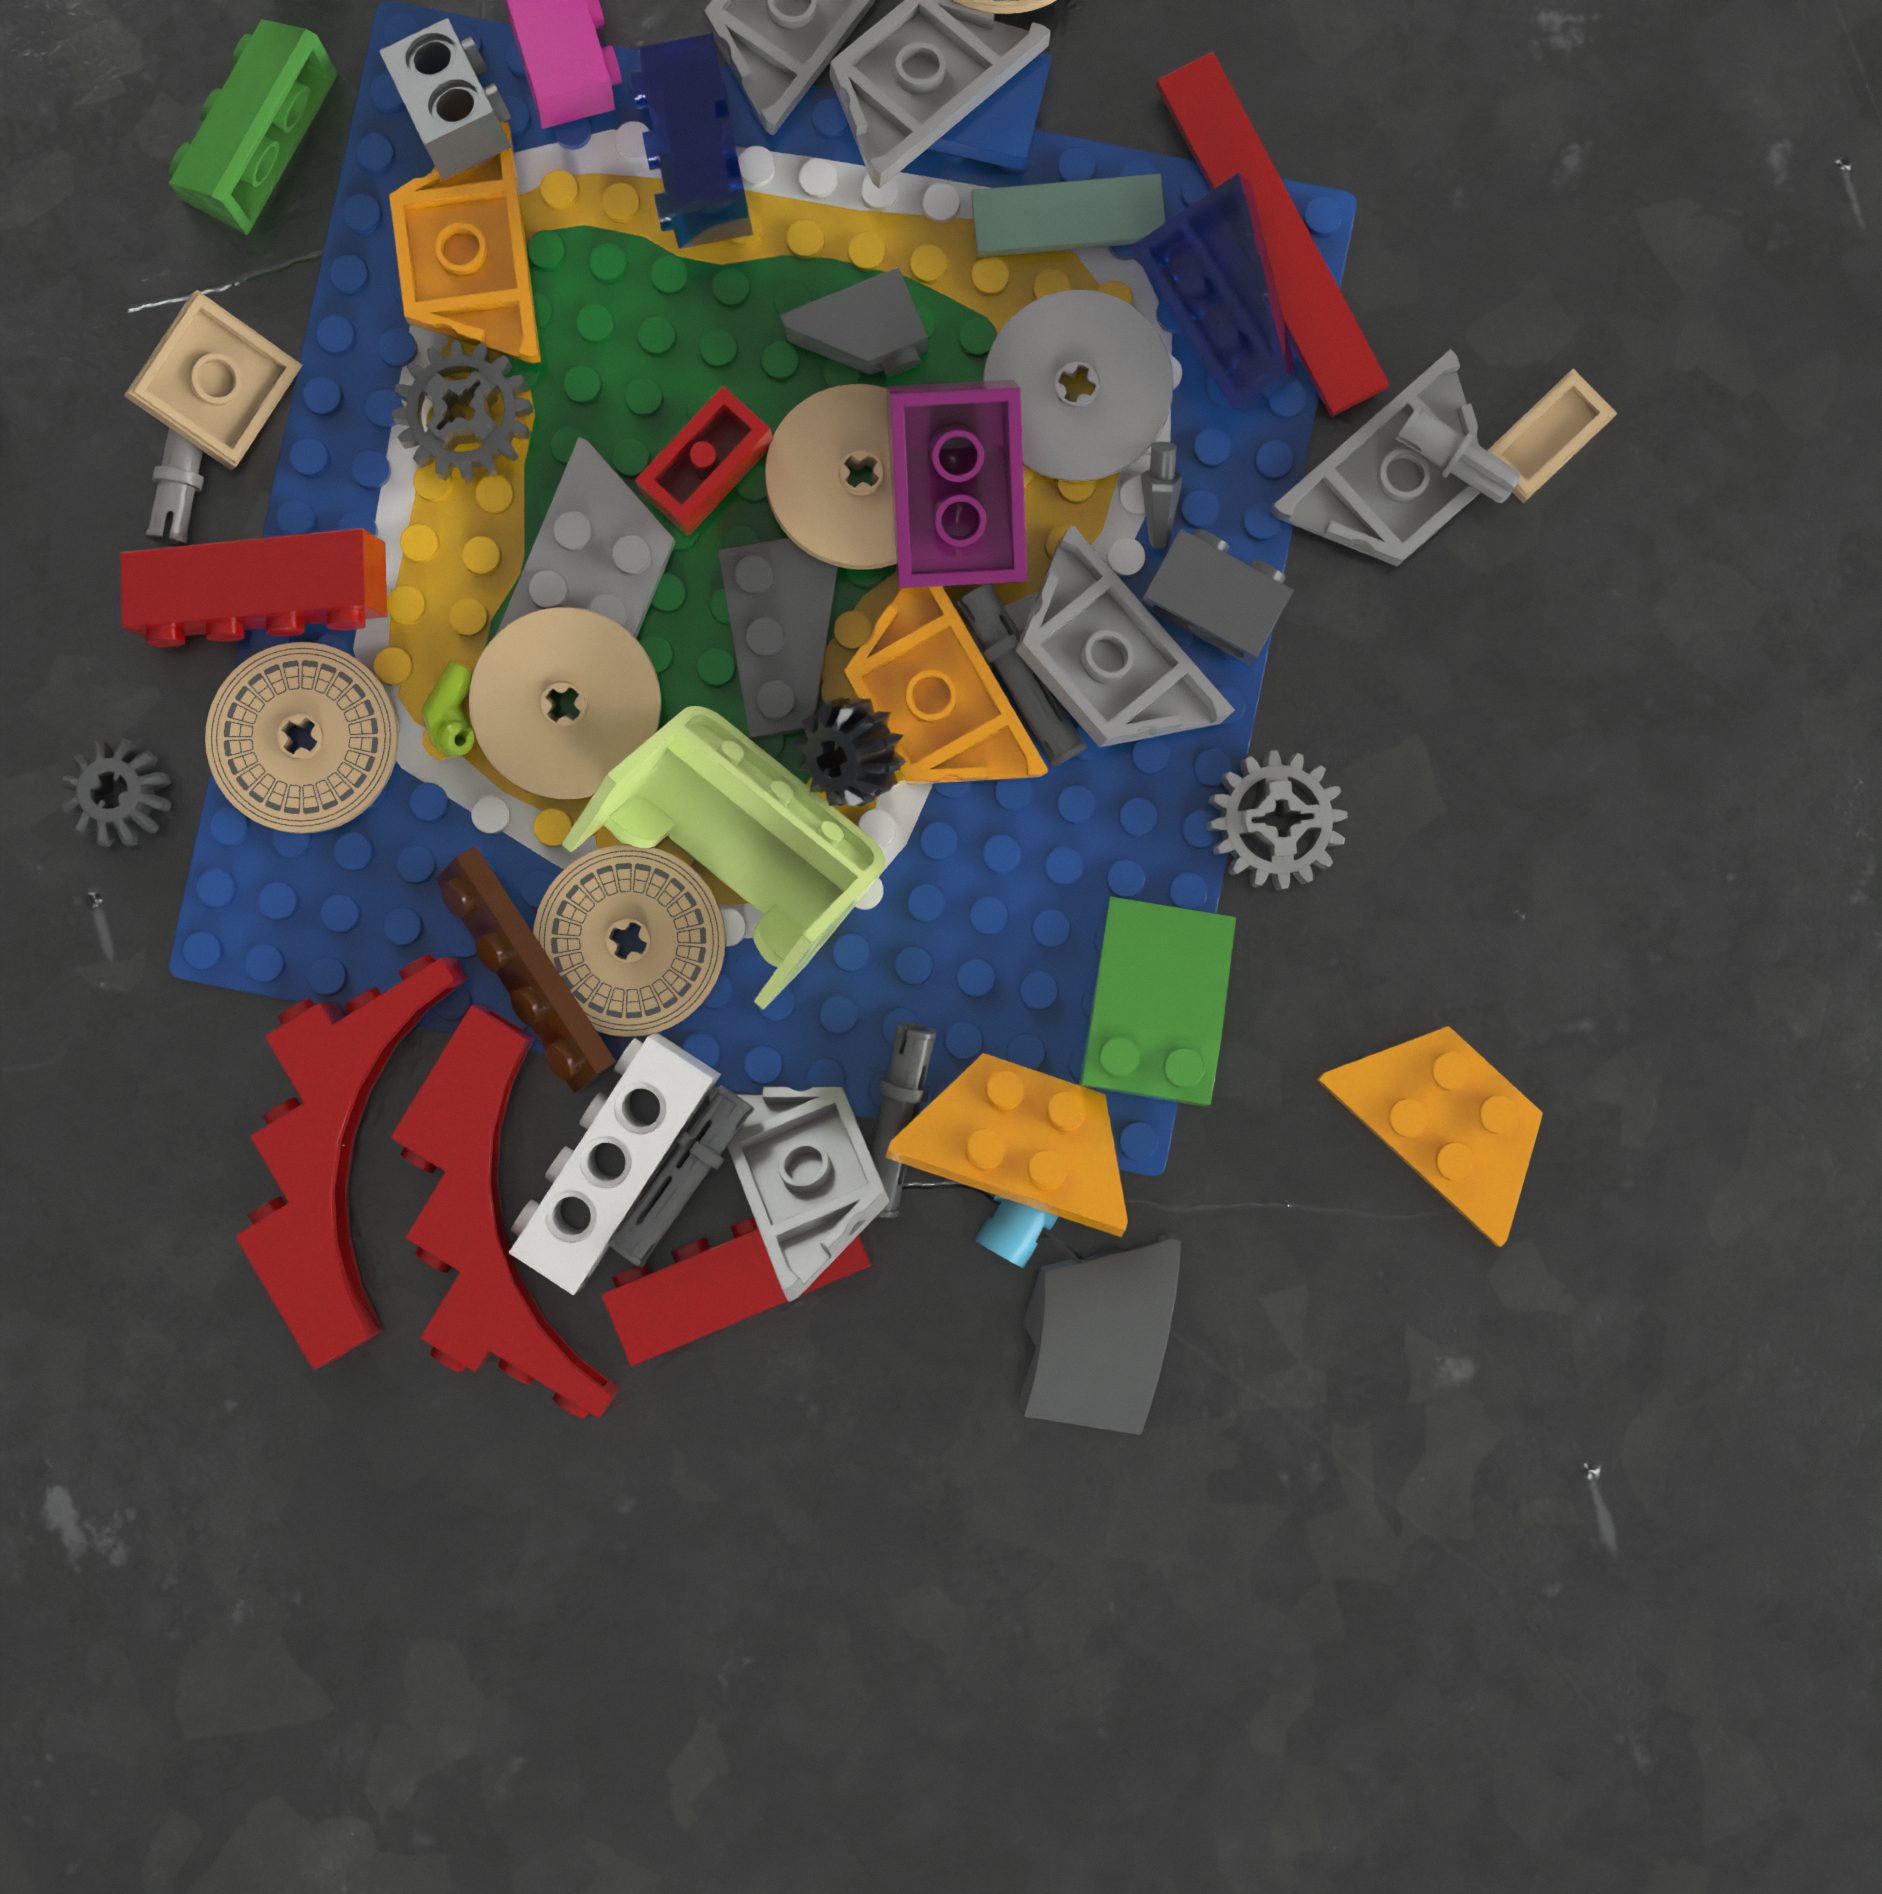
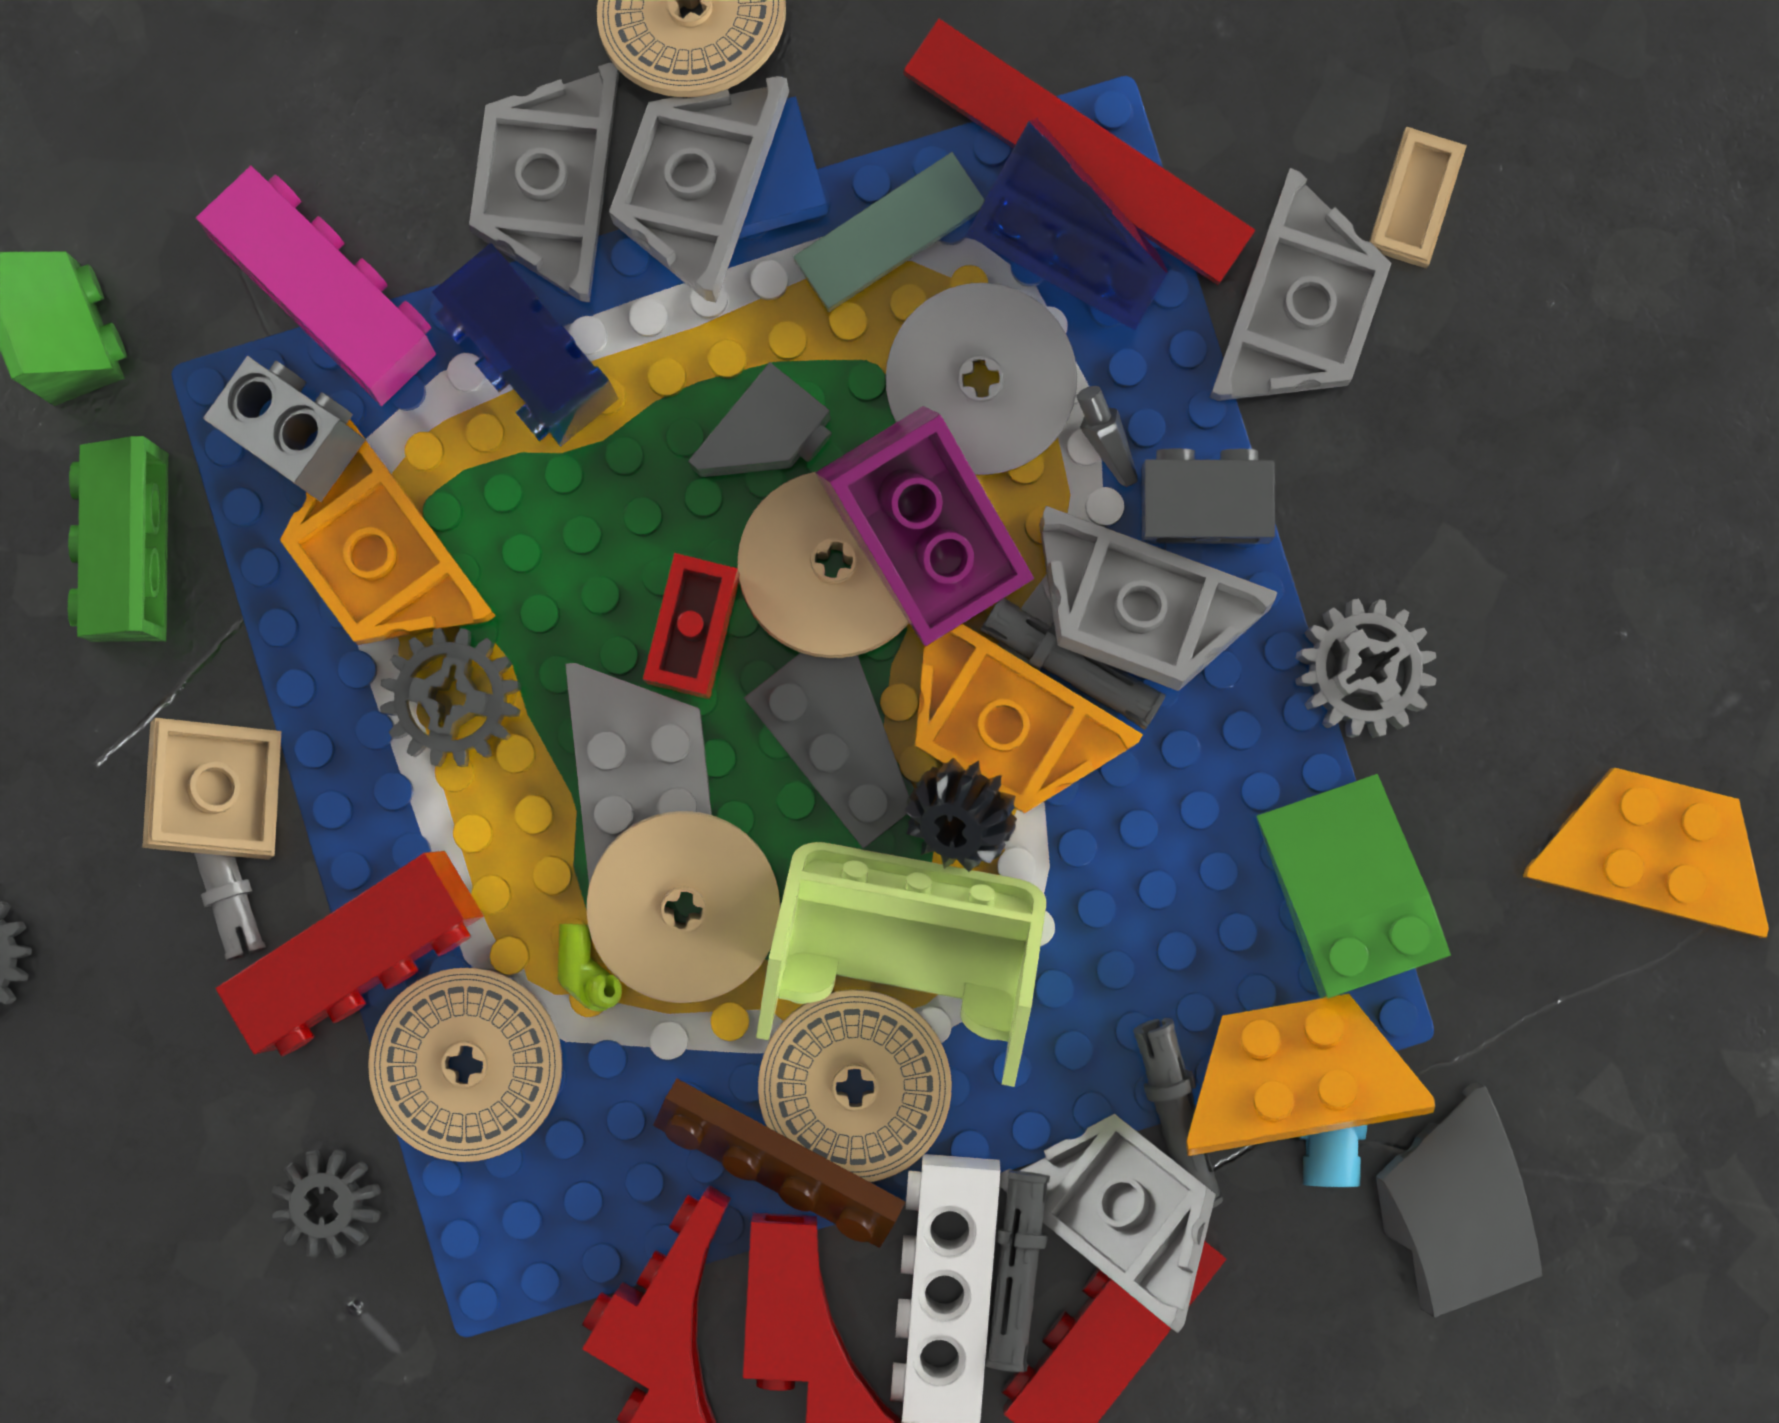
camera: 25 degrees left, 0 degrees up
(1458, 455) = (1351, 260): light grey axle -> none

